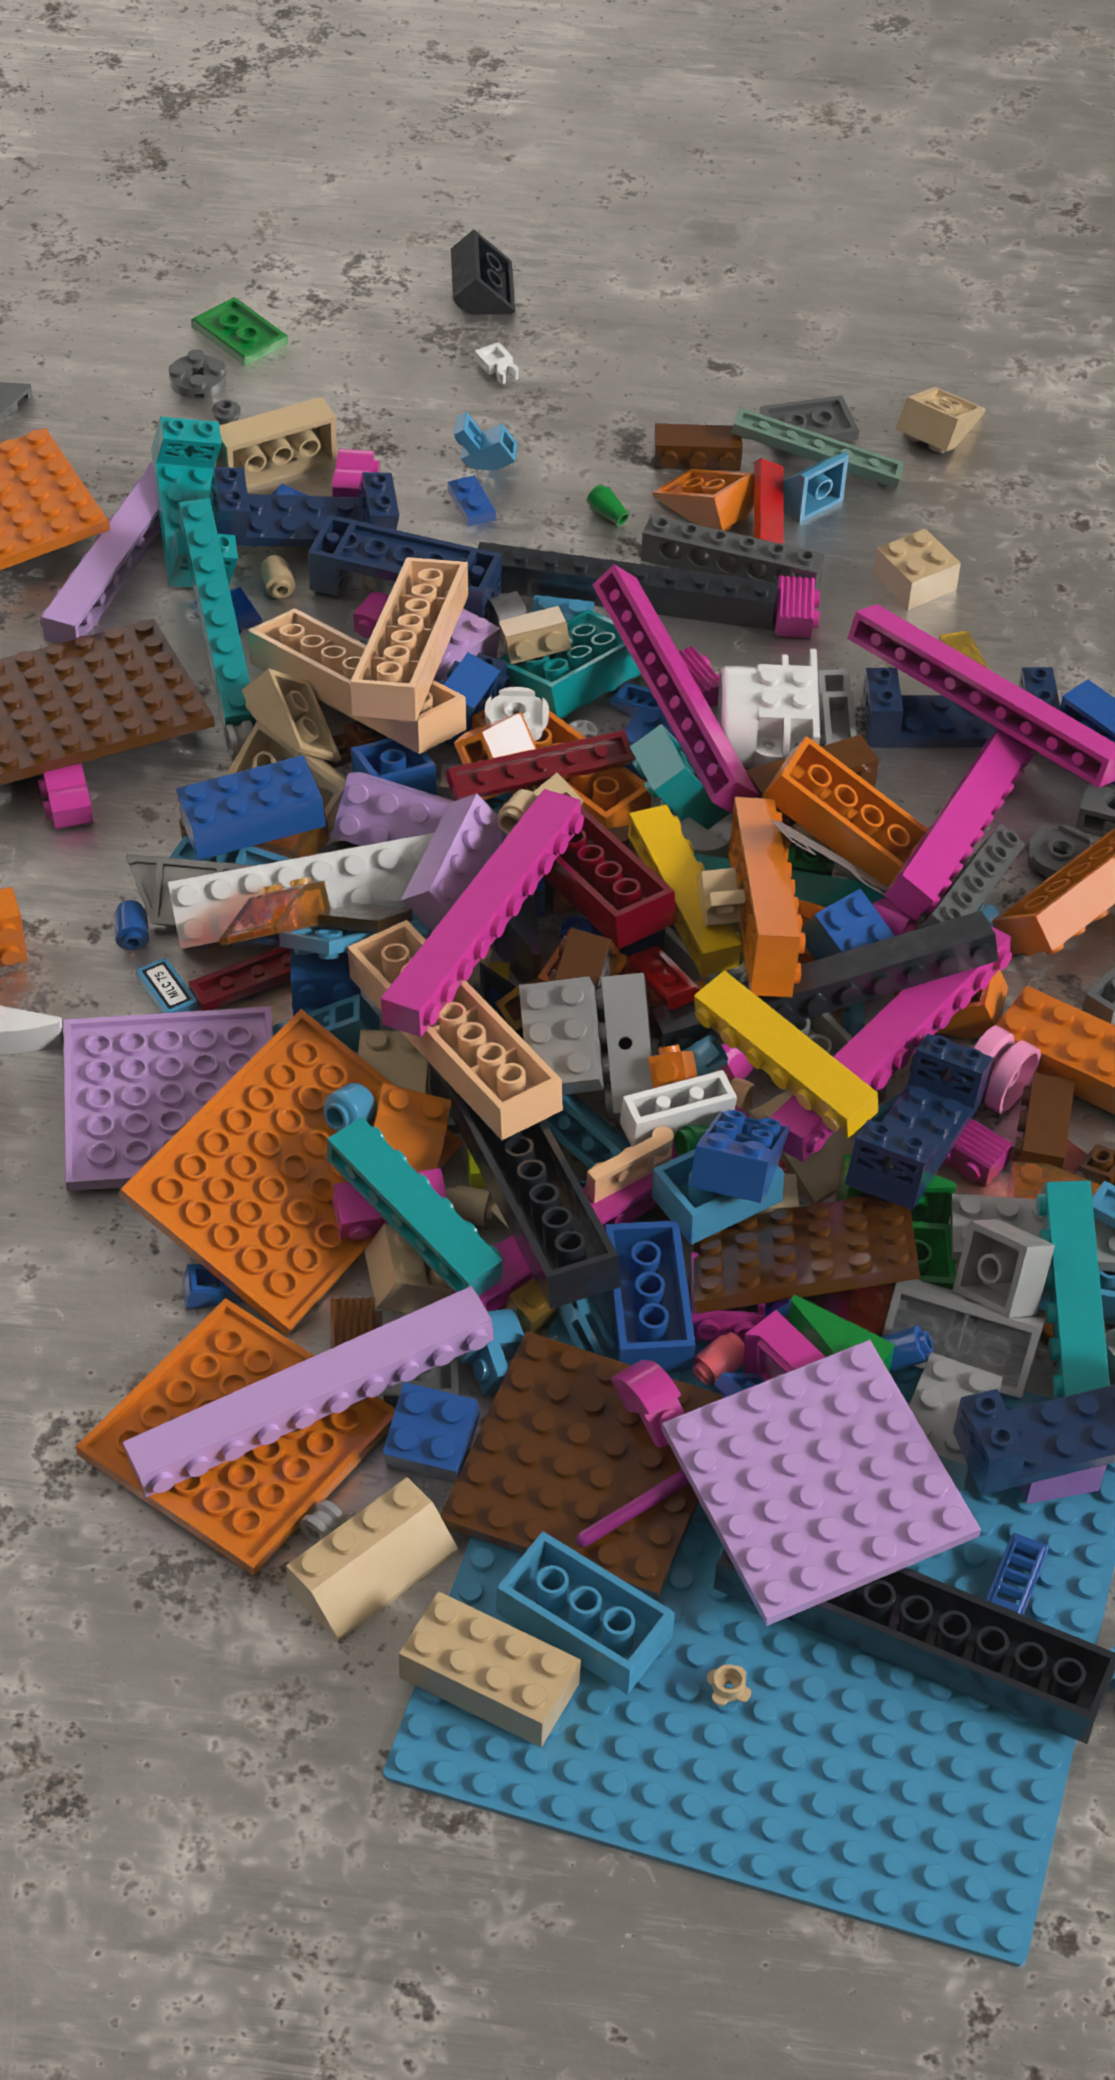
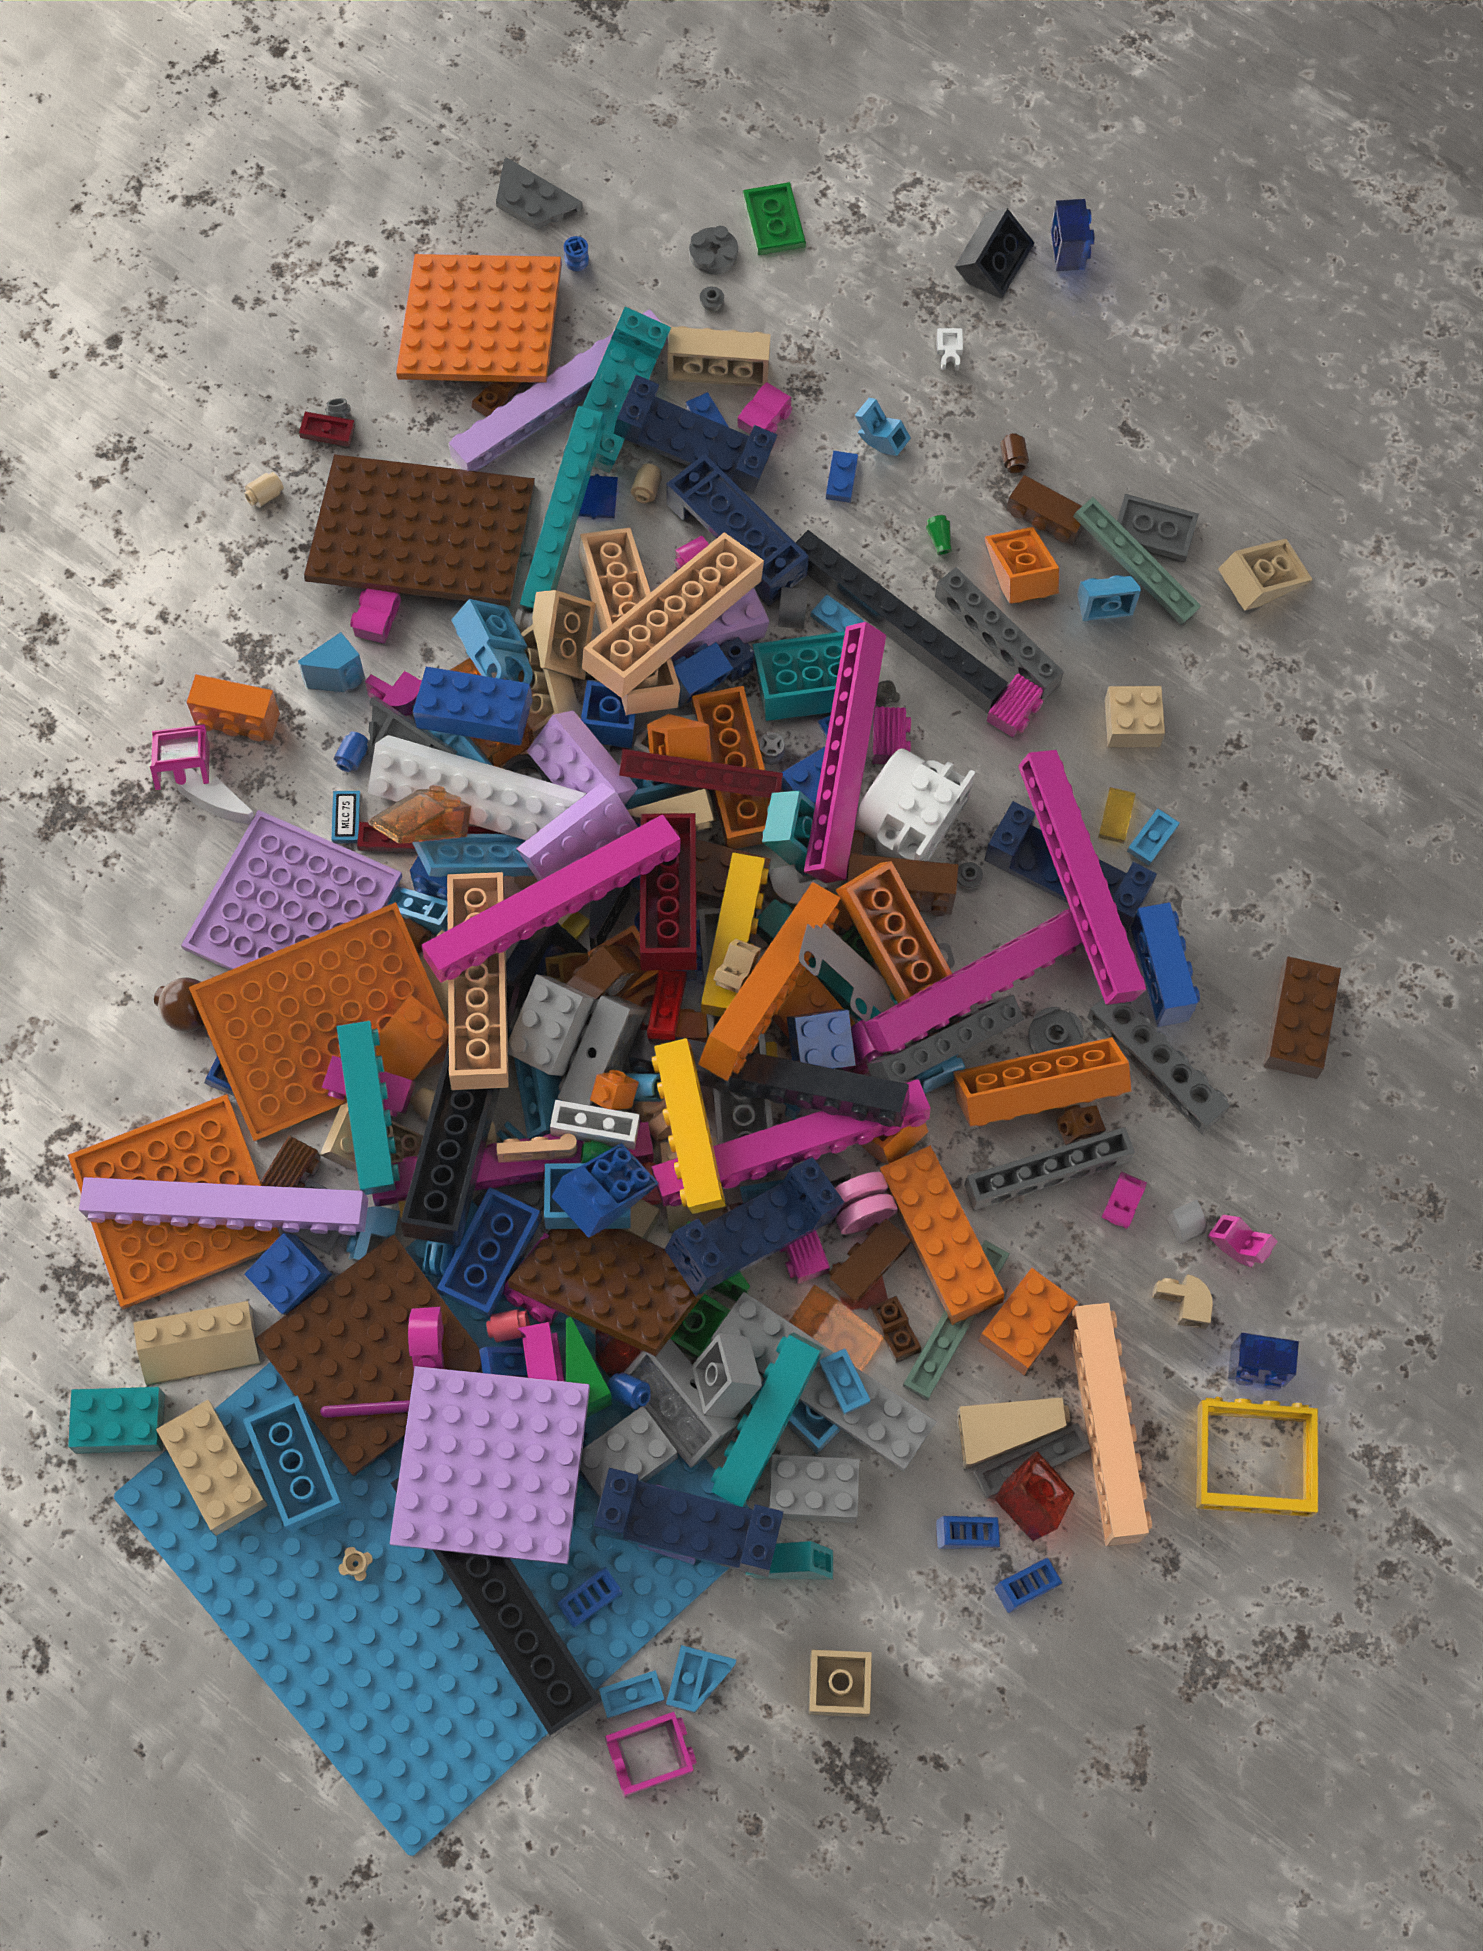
camera: 30 degrees right, 20 degrees up
(56, 568) = (494, 396): none -> reddish brown slope
(57, 422) = (576, 253): none -> blue wheel
(58, 852) = (332, 666): none -> dark azure slope
(111, 1235) = (178, 1006): none -> reddish brown brick
(153, 841) = (400, 695): none -> dark pink brick
(209, 752) = (492, 640): none -> dark azure brick
(323, 1521) = (184, 1299): light grey wheel -> none
(334, 1686) = (116, 1420): none -> teal brick
(348, 1105) = (382, 999): dark azure head -> none
(364, 918) = (485, 849): dark brown tile -> none
(515, 809) = (638, 817): tan brick -> none
(519, 700) = (734, 709): white plate -> none
(535, 634) = (789, 641): tan piece -> none
(547, 234) = (1071, 234): none -> clear blue brick
(628, 417) = (1014, 453): none -> reddish brown brick
(768, 500) = (1057, 599): red tile -> none
(836, 705) = (978, 819): light grey slope -> none
(1013, 654) = (1153, 837): none -> dark azure plate

